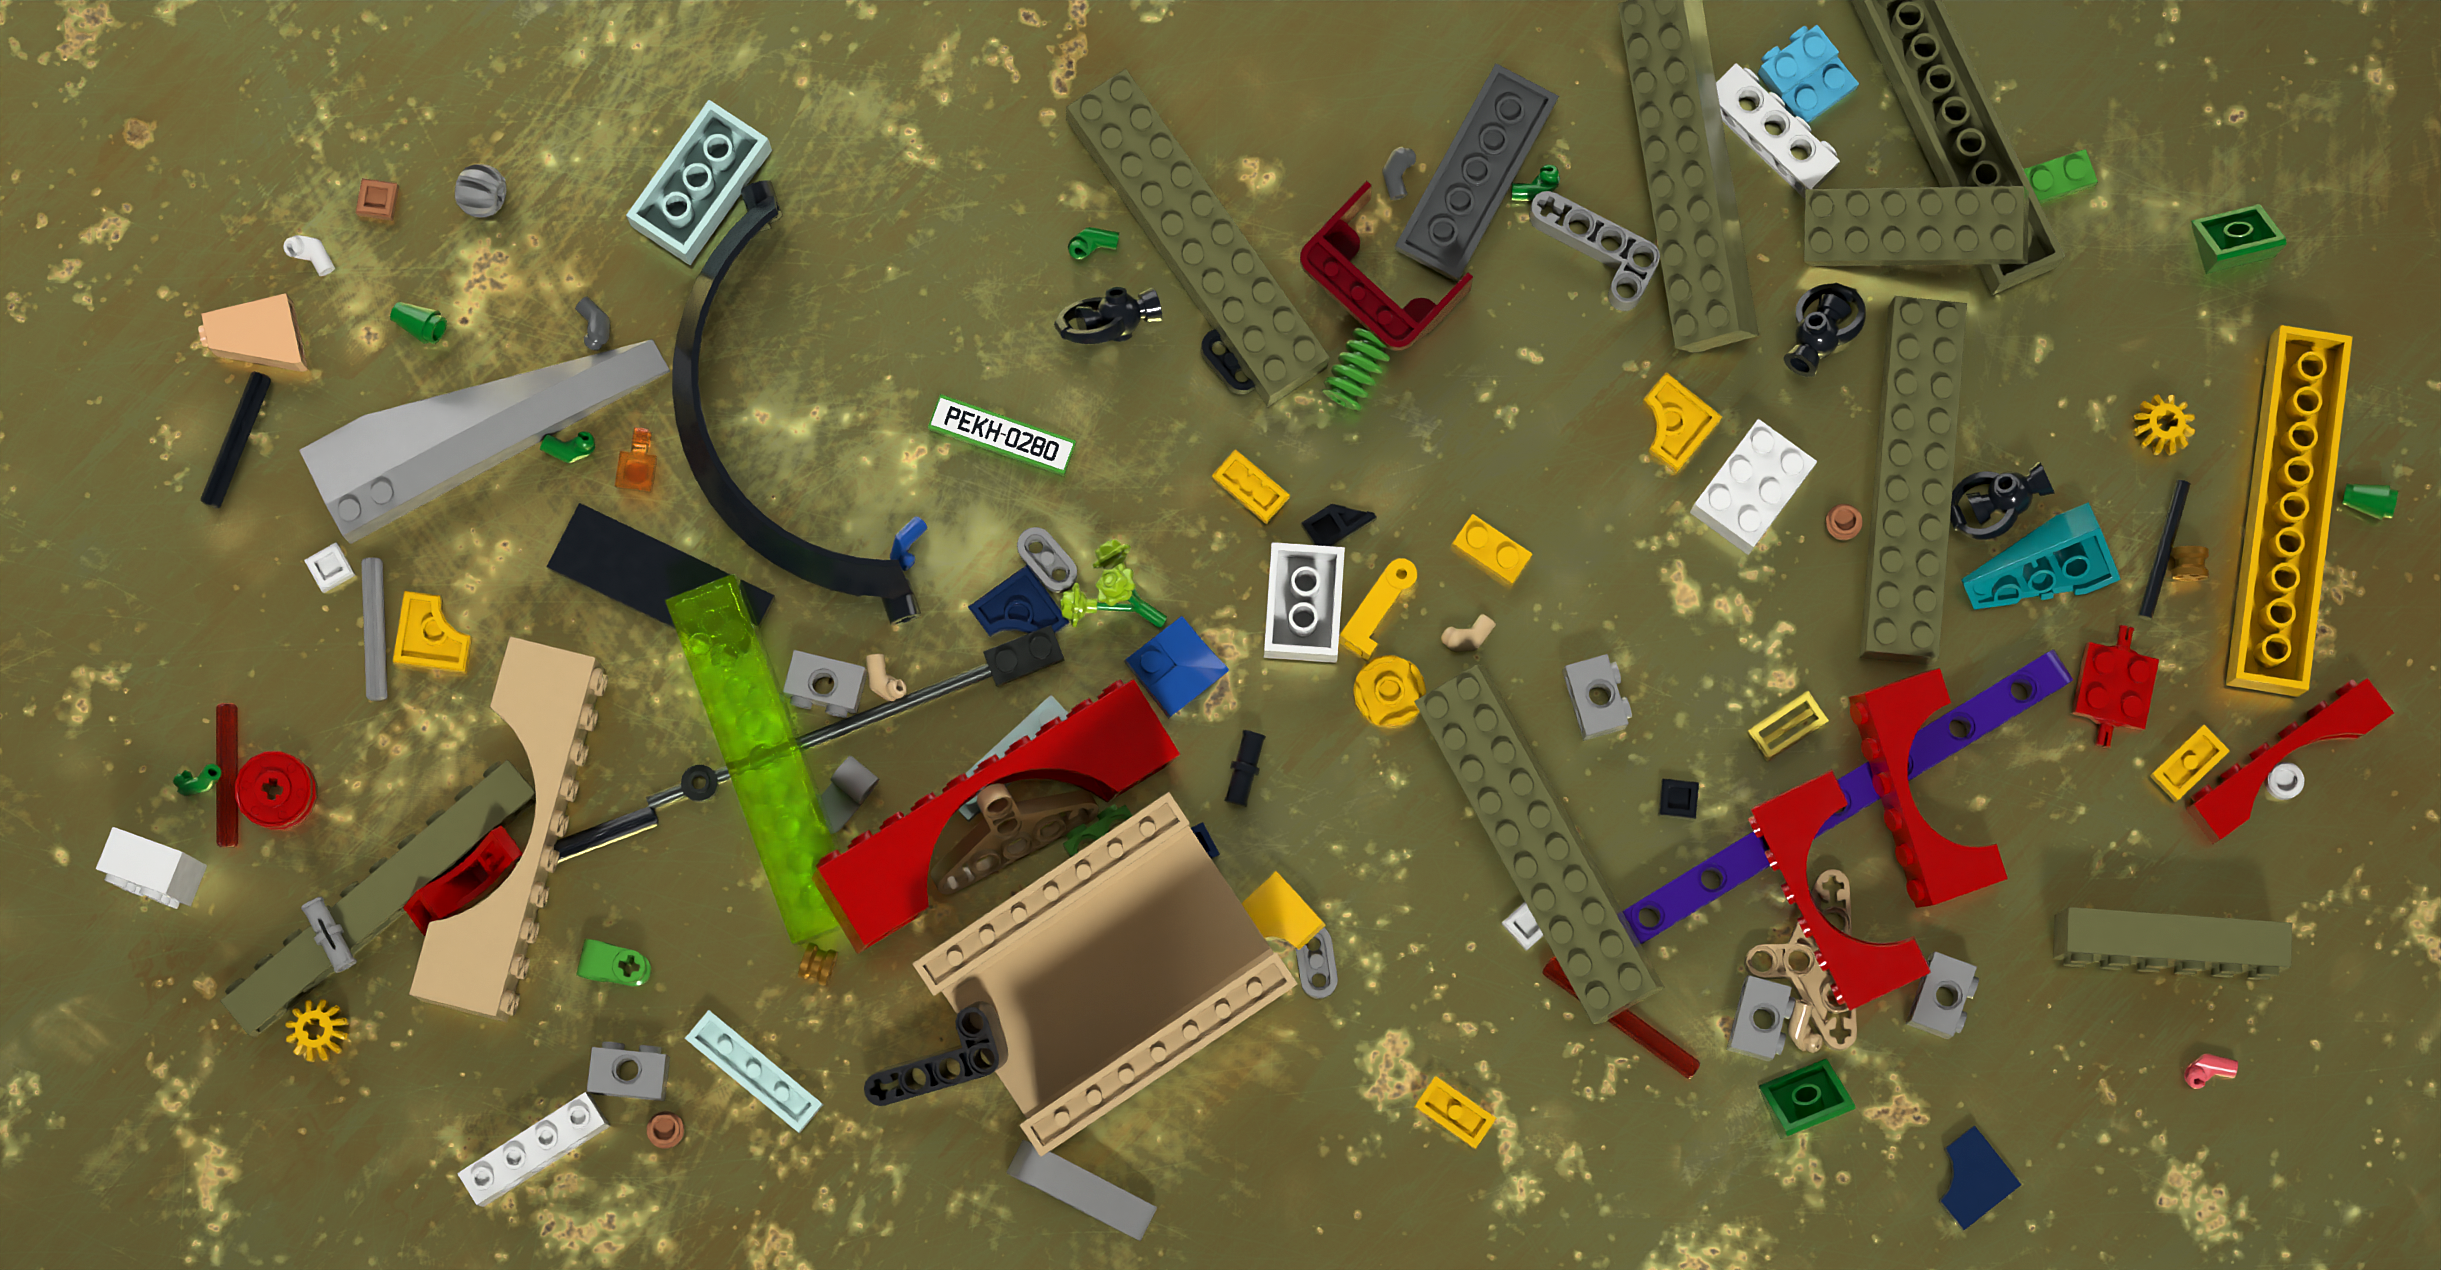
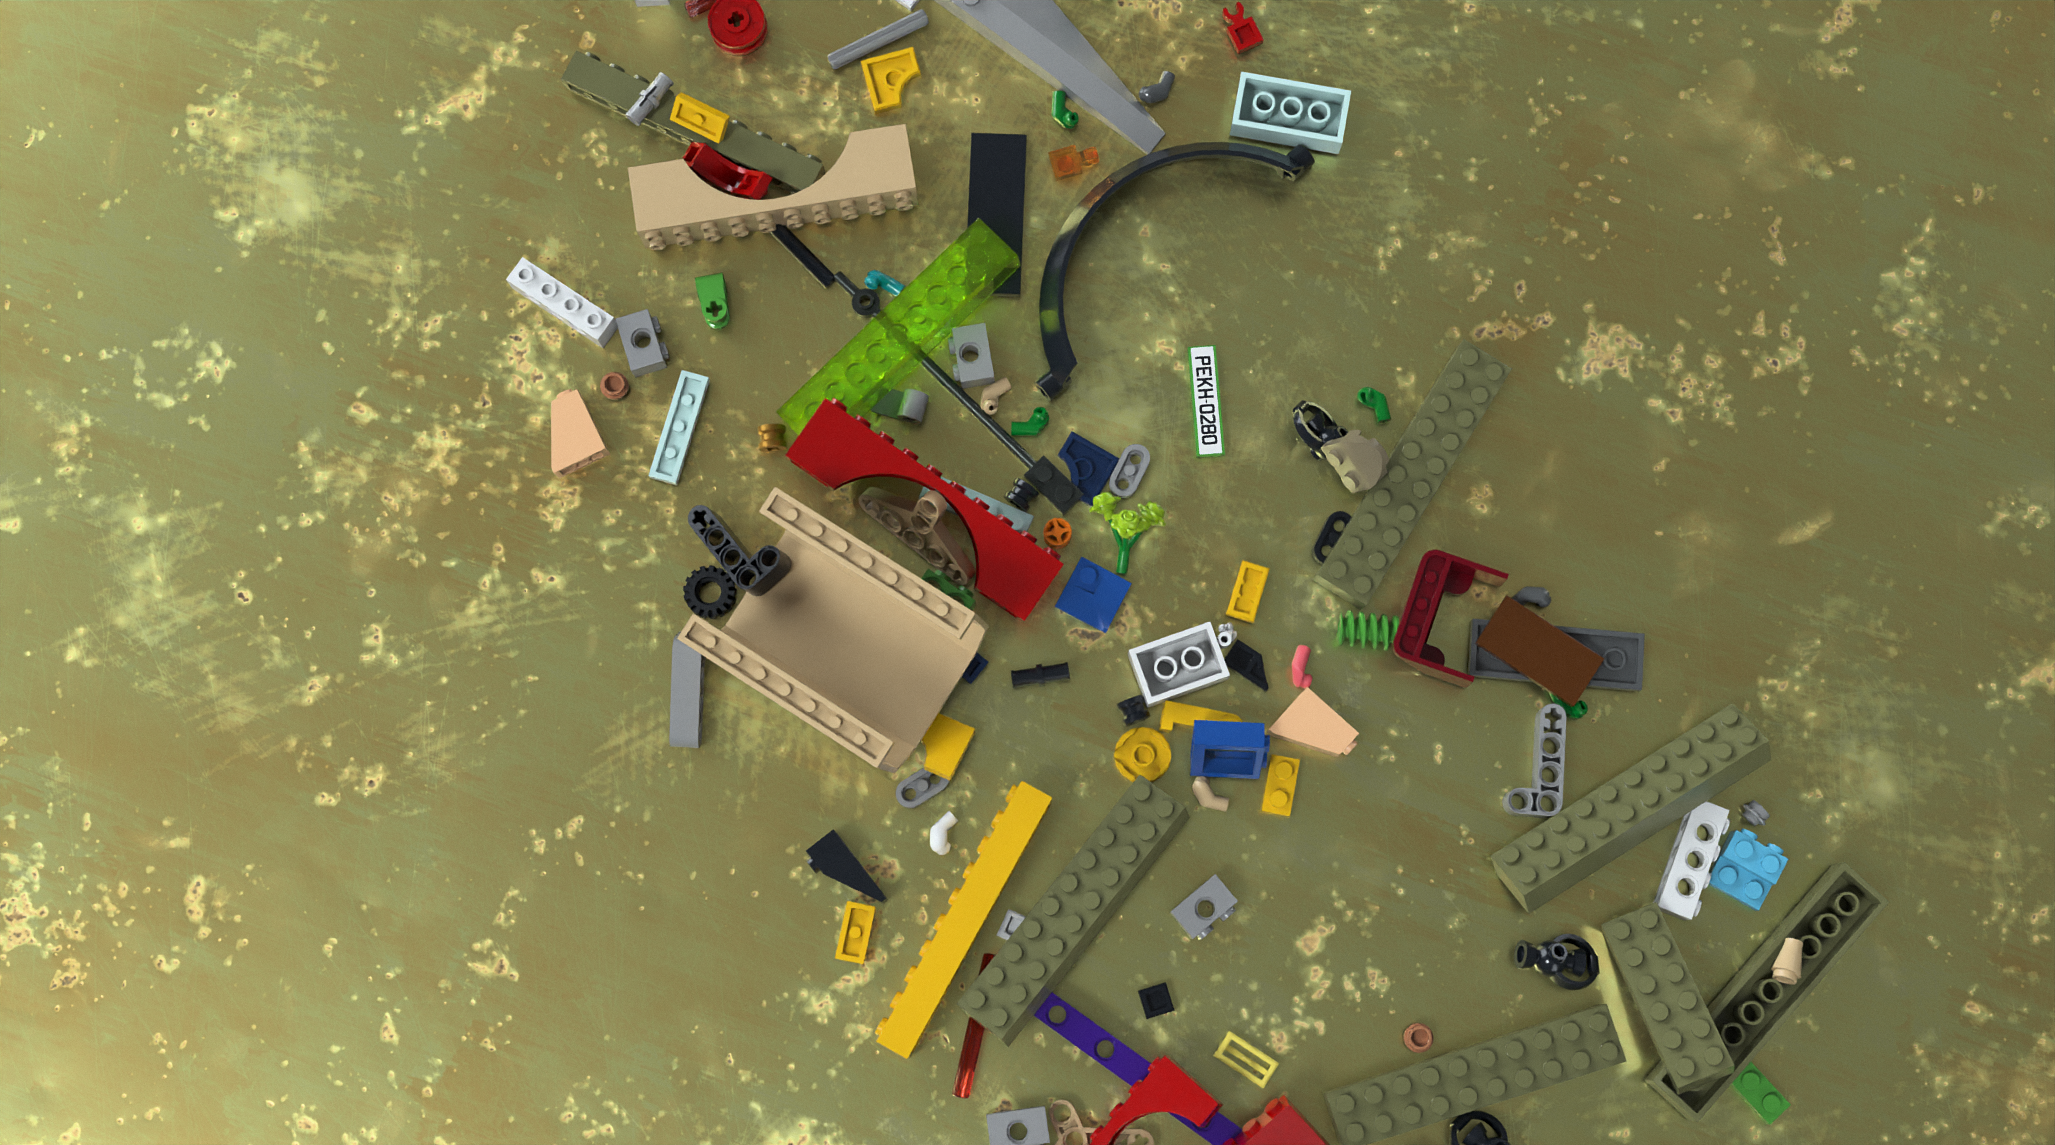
camera: 70 degrees right, 0 degrees up
(327, 1020) = (575, 124): yellow gear -> none
(382, 882) = (699, 117): none -> yellow plate
(570, 193) = (1243, 32): none -> red plate
(678, 755) = (876, 278): none -> teal arm
(706, 1201) = (573, 434): none -> light nougat slope
(903, 542) = (1097, 365): blue arm -> none
(941, 649) = (1034, 424): none -> green arm
(951, 1117) = (697, 580): none -> black tyre
(1020, 698) = (1021, 495): none -> black wheel
(1086, 669) = (1056, 528): none -> orange wheel
(1158, 290) = (1357, 460): none -> dark tan slope
(1291, 532) = (1226, 635): none -> white arm
(1333, 678) = (1133, 710): none -> black wheel
(1364, 467) = (1299, 665): none -> coral arm
(1367, 1096) = (837, 861): none -> black slope
(1380, 966) = (939, 831): none -> white arm
(1428, 588) = (1228, 736): none -> blue window
(1440, 479) = (1314, 726): none -> light nougat slope
(1465, 188) = (1539, 651): none -> reddish brown tile
(1496, 976) = (964, 920): none -> yellow brick
(1680, 422) = (1439, 884): yellow tile -> none
(1750, 37) = (1755, 813): none -> light grey plate
(1753, 486) = (1413, 958): white brick -> none
(1934, 77) = (1789, 962): none -> tan cone

